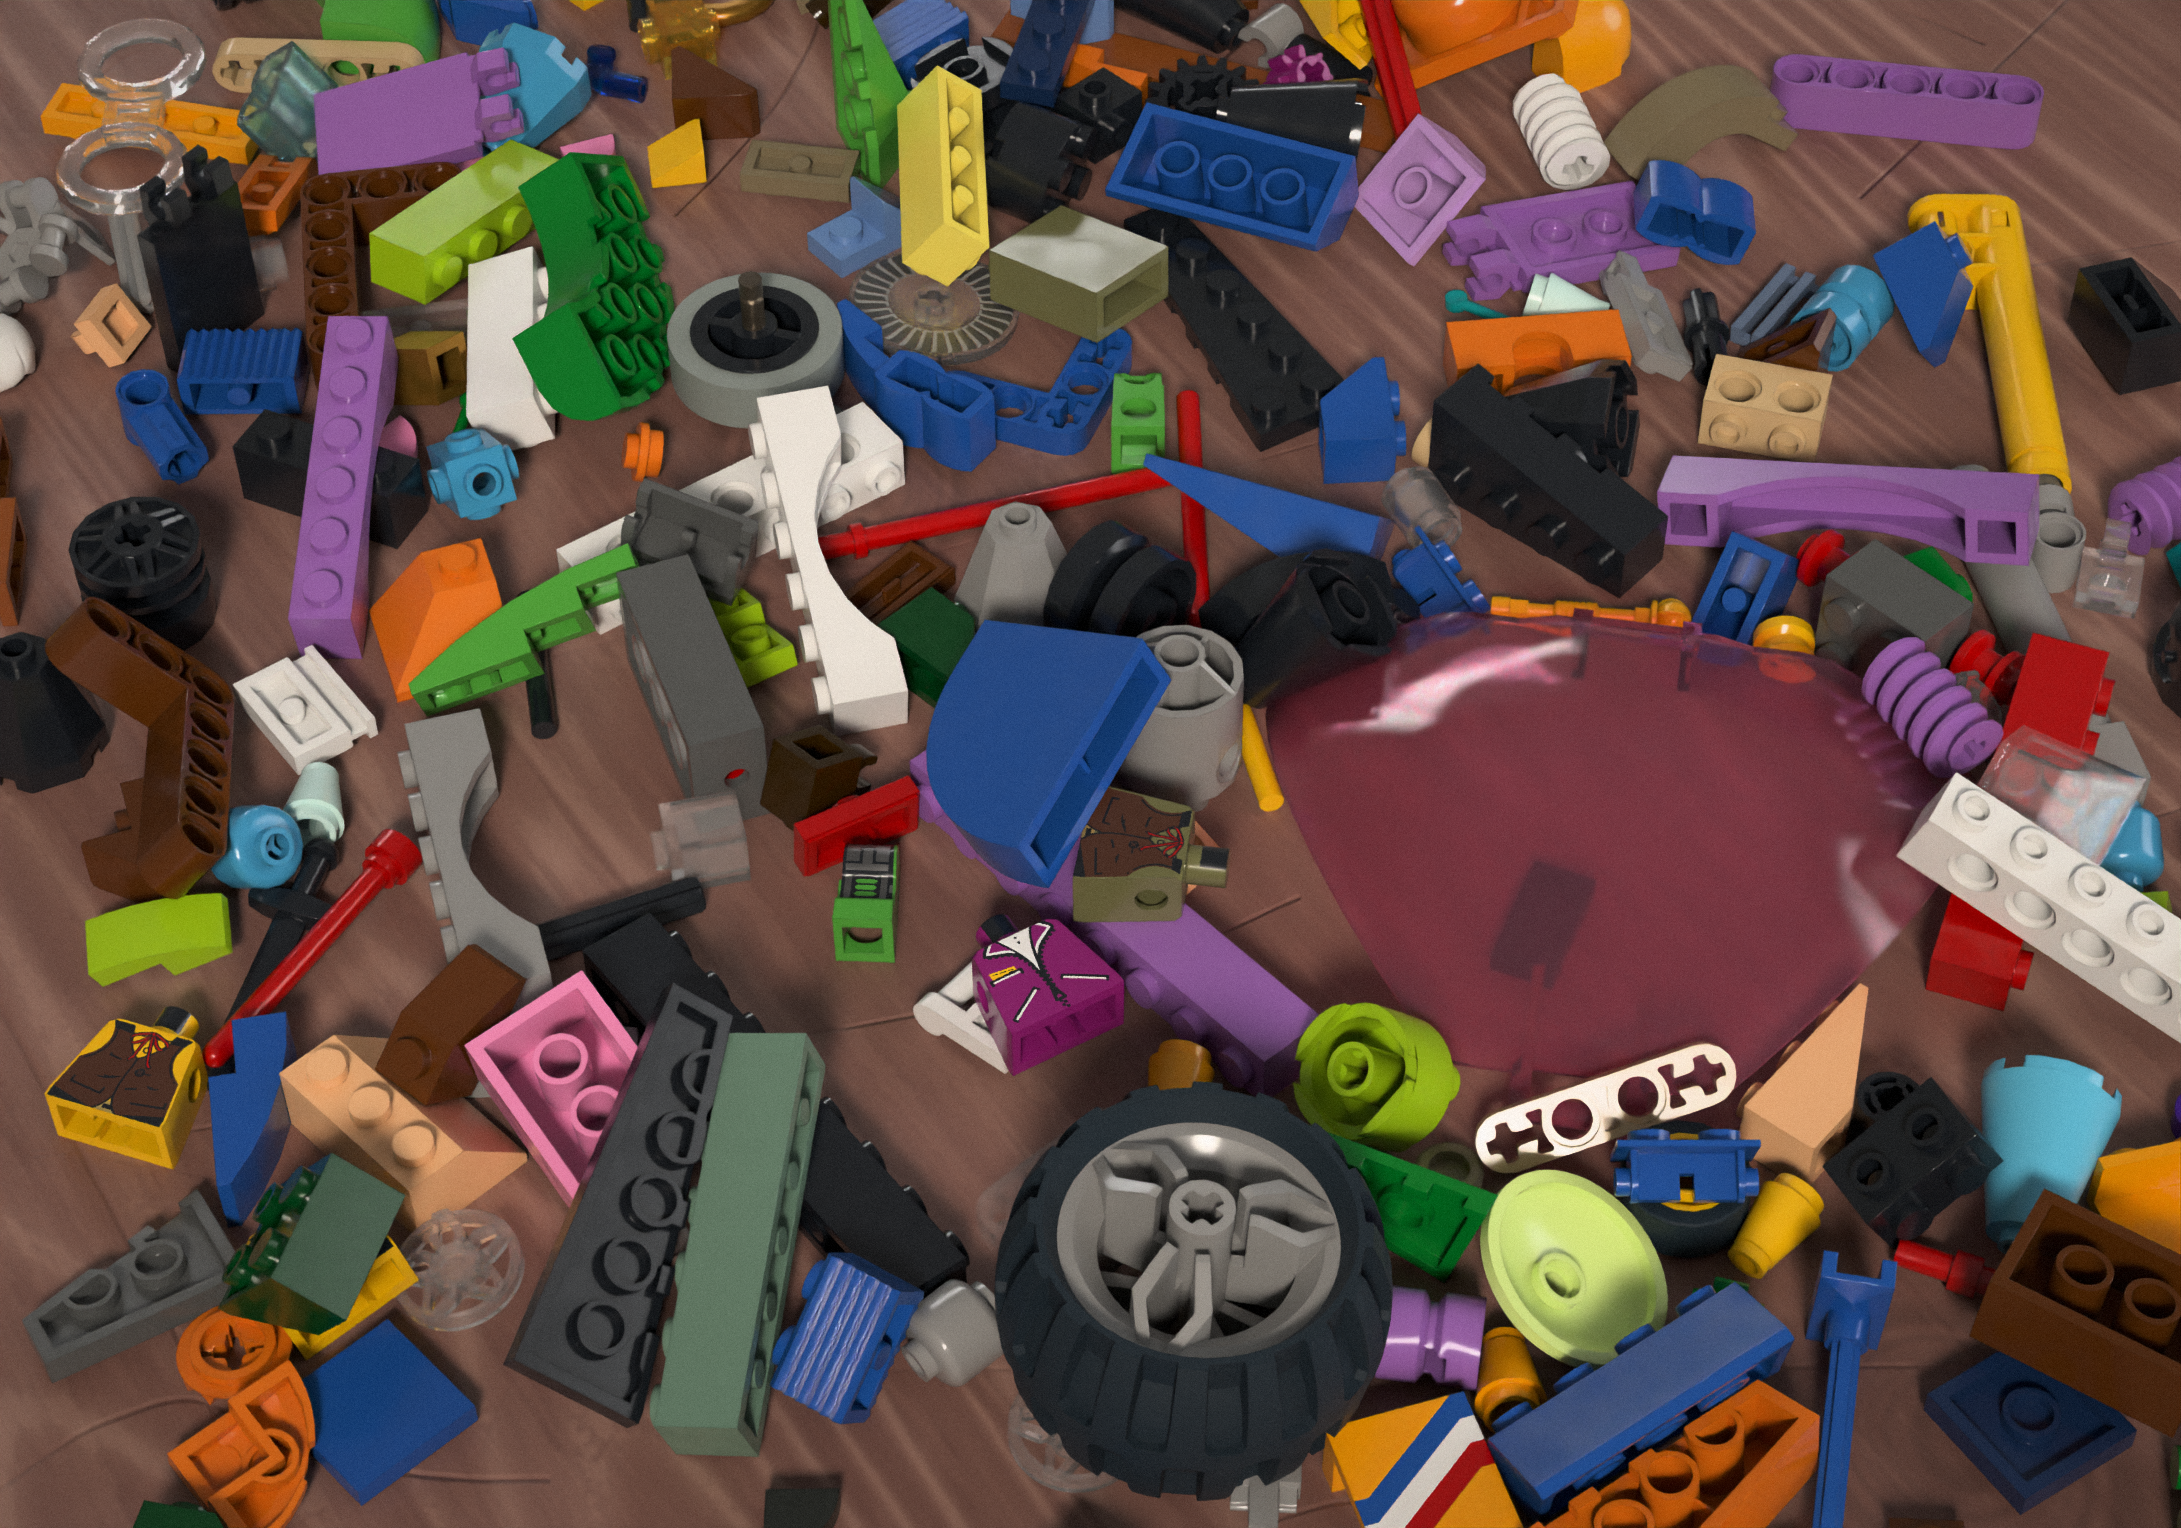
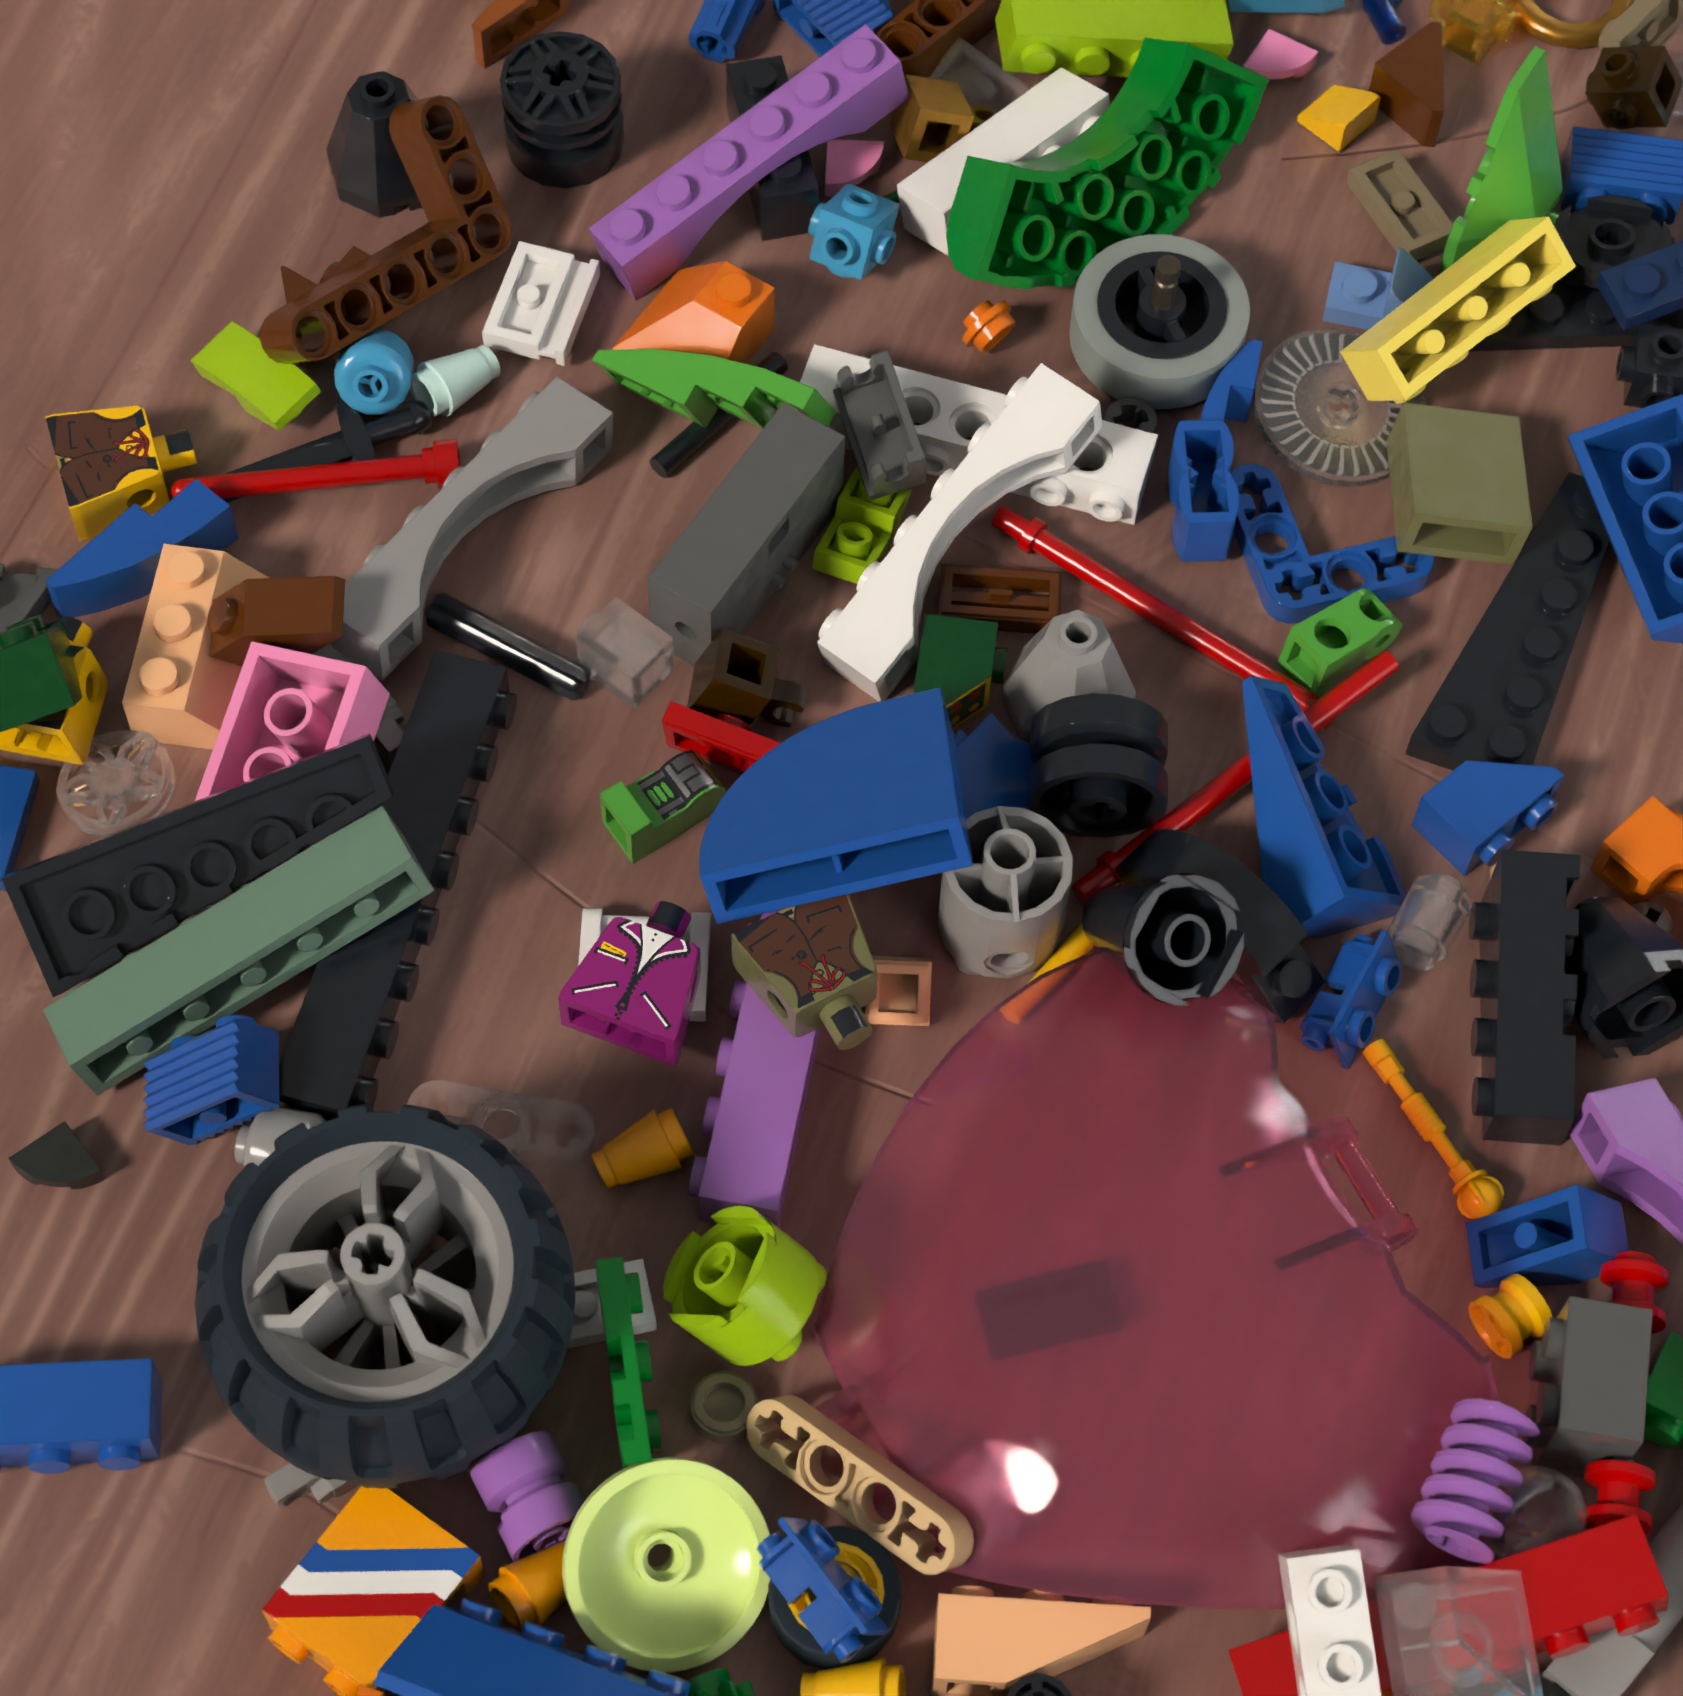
camera: 50 degrees right, 15 degrees up
(1038, 163) = (1552, 367): black brick -> none

